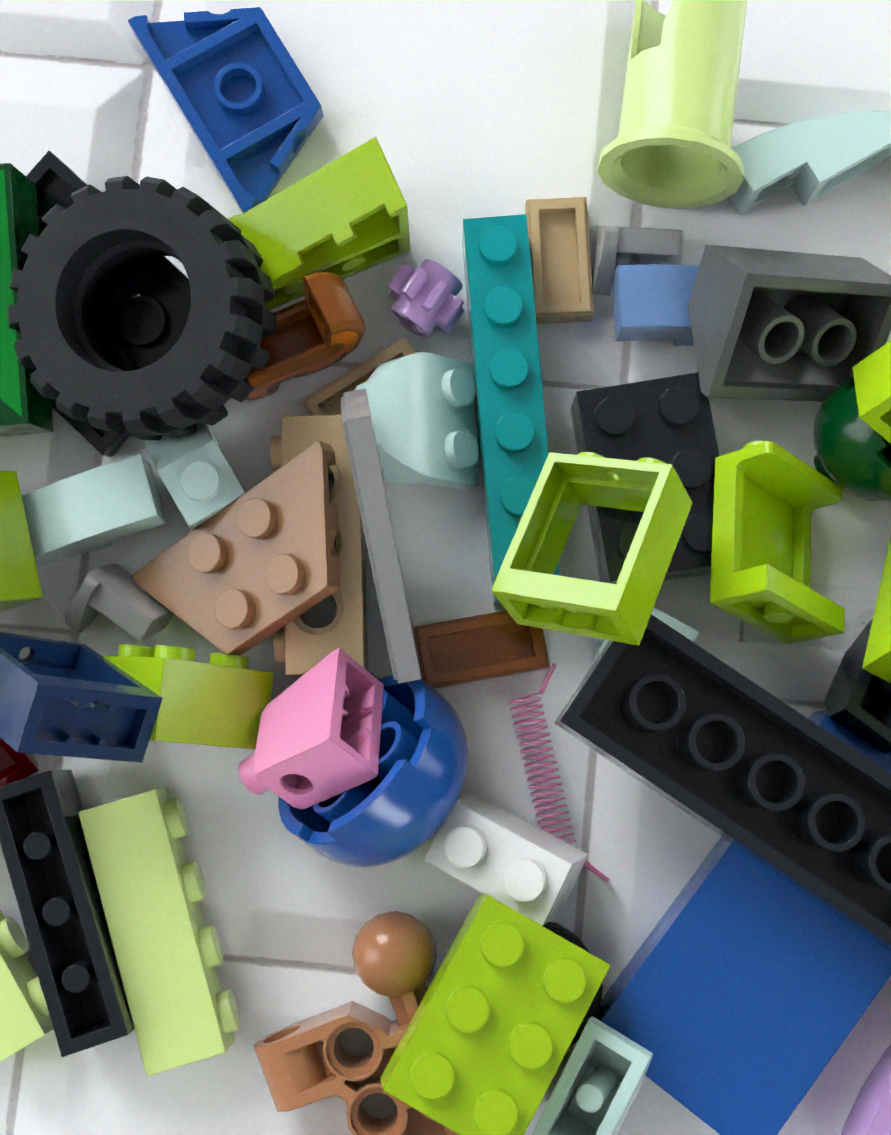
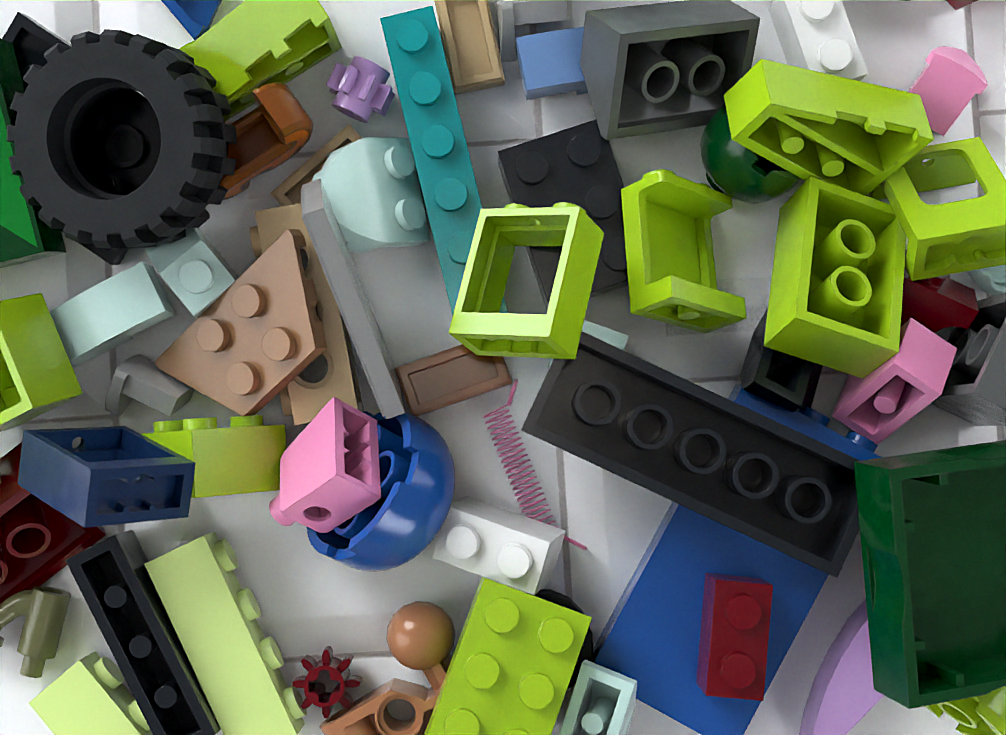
camera: 10 degrees left, 5 degrees up
(256, 1001) = (316, 691): none -> dark red gear
(780, 1018) = (734, 636): none -> dark red brick

